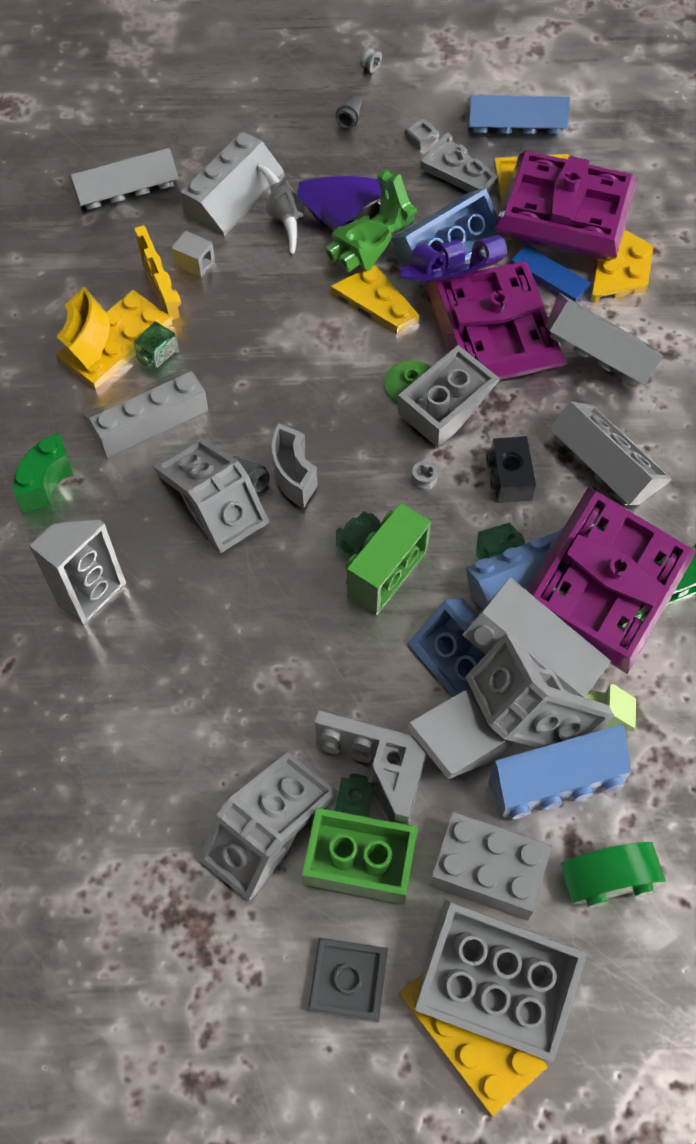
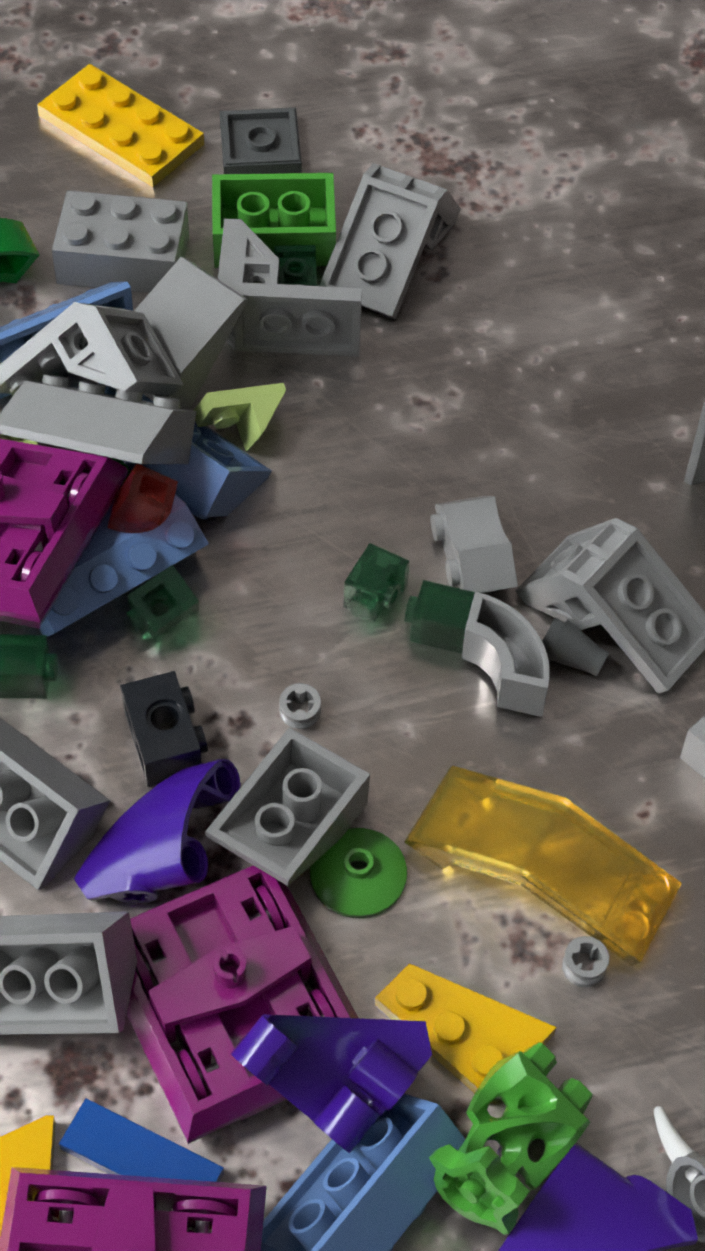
camera: 165 degrees right, 5 degrees down
(286, 547) = (474, 545): none -> light grey brick
(300, 308) = (597, 950): none -> light grey bush
(317, 357) = (551, 853): none -> clear yellow windscreen
(323, 505) = (439, 616): none -> clear green brick
(387, 558) = (322, 536): bright green brick -> none
(417, 681) = (246, 407): none -> yellowish green slope
(499, 980) = (96, 145): light grey slope -> none
(508, 565) = (142, 501): none -> clear red brick
(523, 404) = (150, 841): none -> dark purple panel

